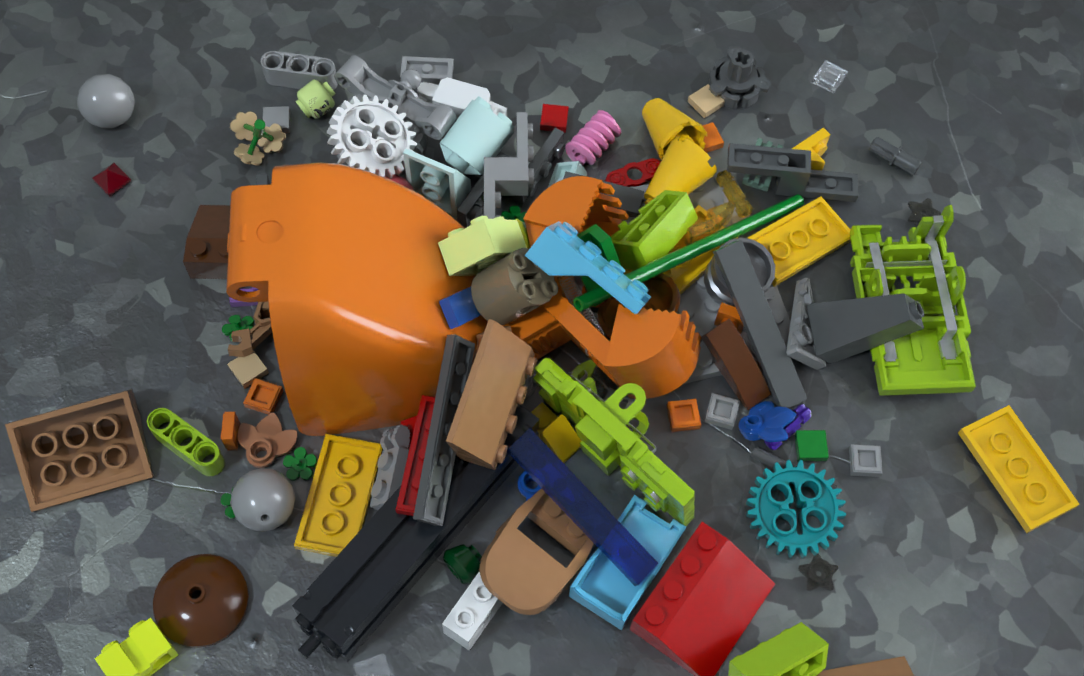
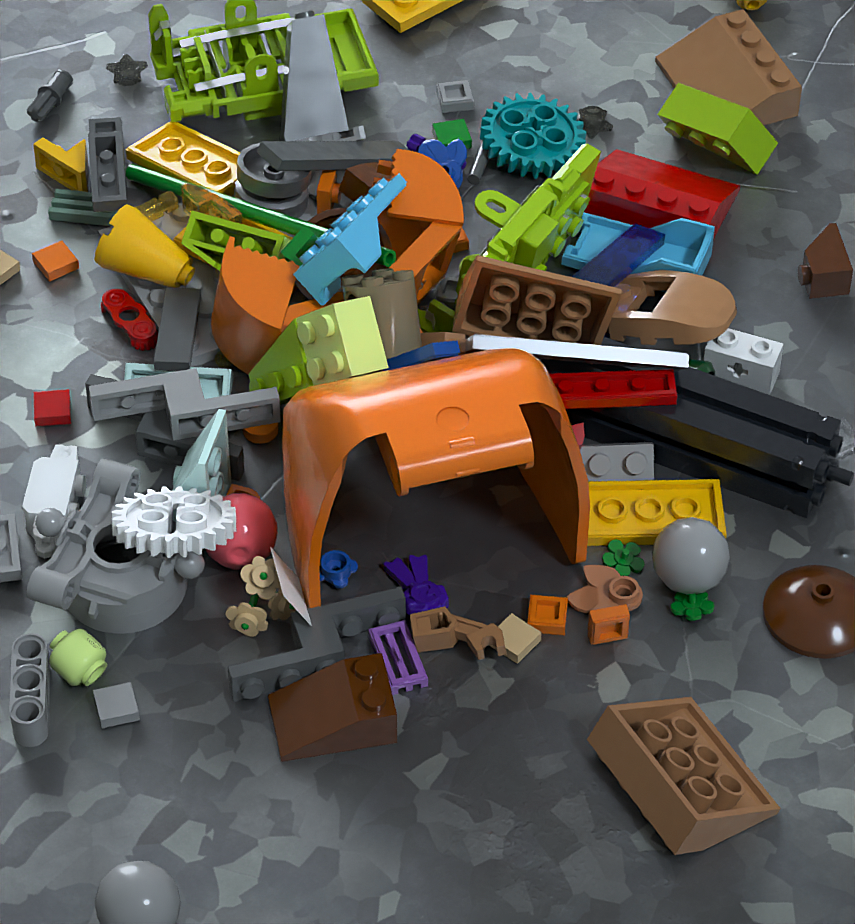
camera: 100 degrees left, 15 degrees down
(111, 179) = (261, 878): dark red slope -> none
(178, 431) = (639, 660): lime beam -> none
(237, 324) = (458, 665): green plant -> none
(254, 130) = (154, 698): tan plant -> none
(475, 136) = (127, 439): light aqua cylinder -> none
(593, 138) = (84, 354): bright pink piece -> none
(667, 122) = (60, 281): yellow cone -> none

